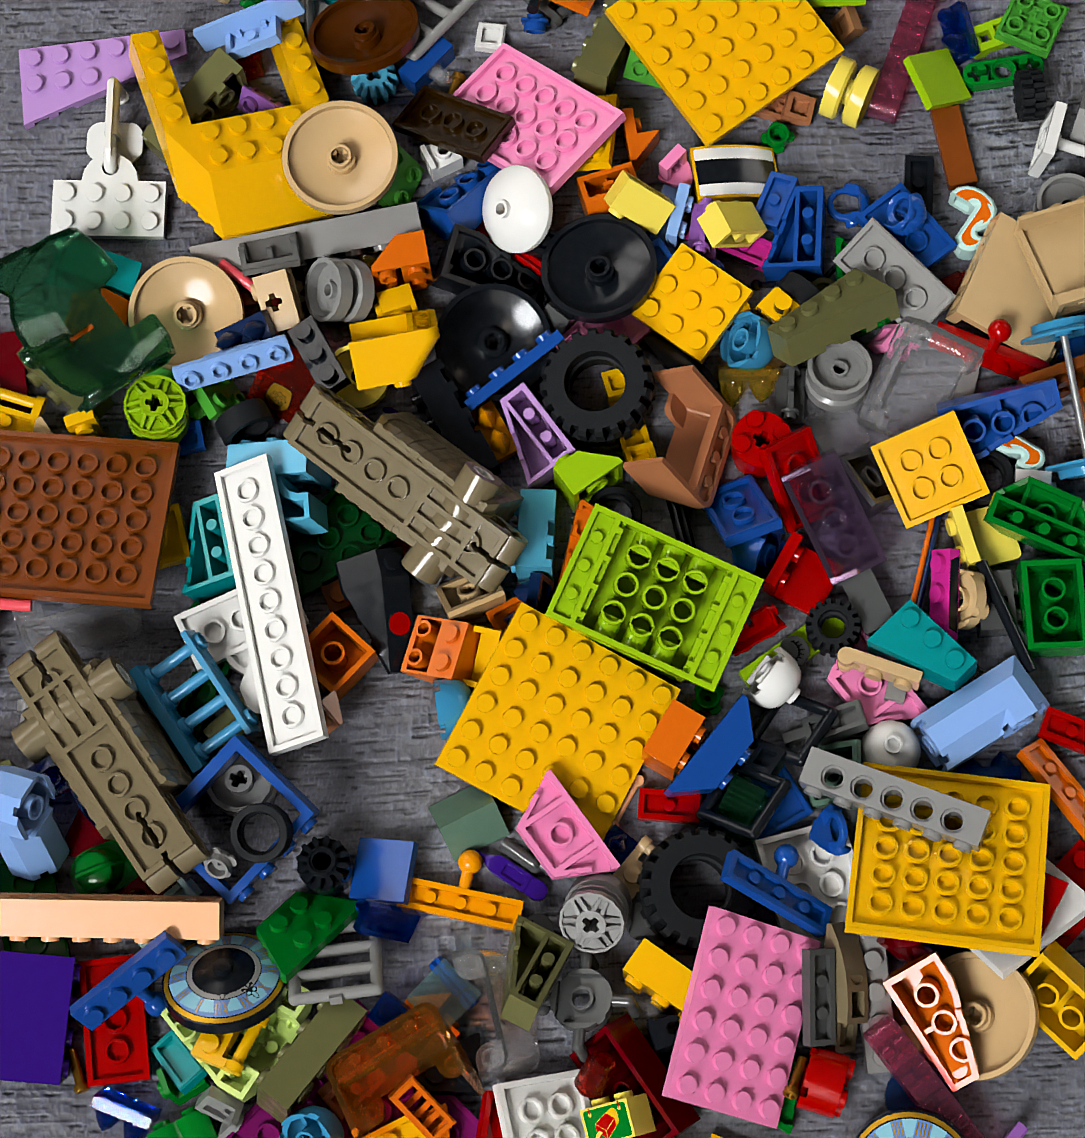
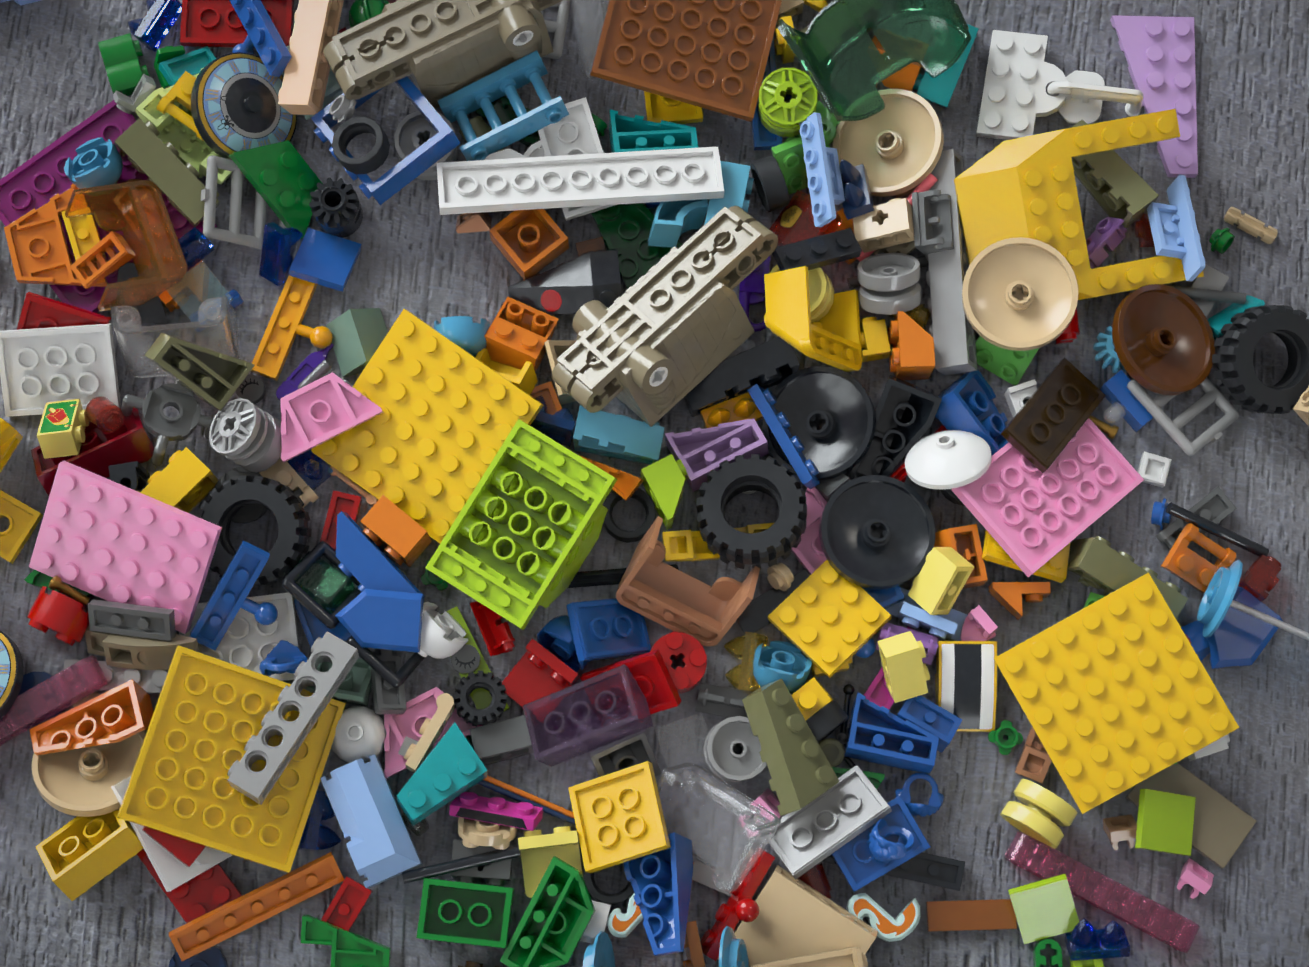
camera: 90 degrees right, 5 degrees up
(658, 356) = (780, 576): none -> tan plate
(774, 725) = (385, 619): none -> blue tile

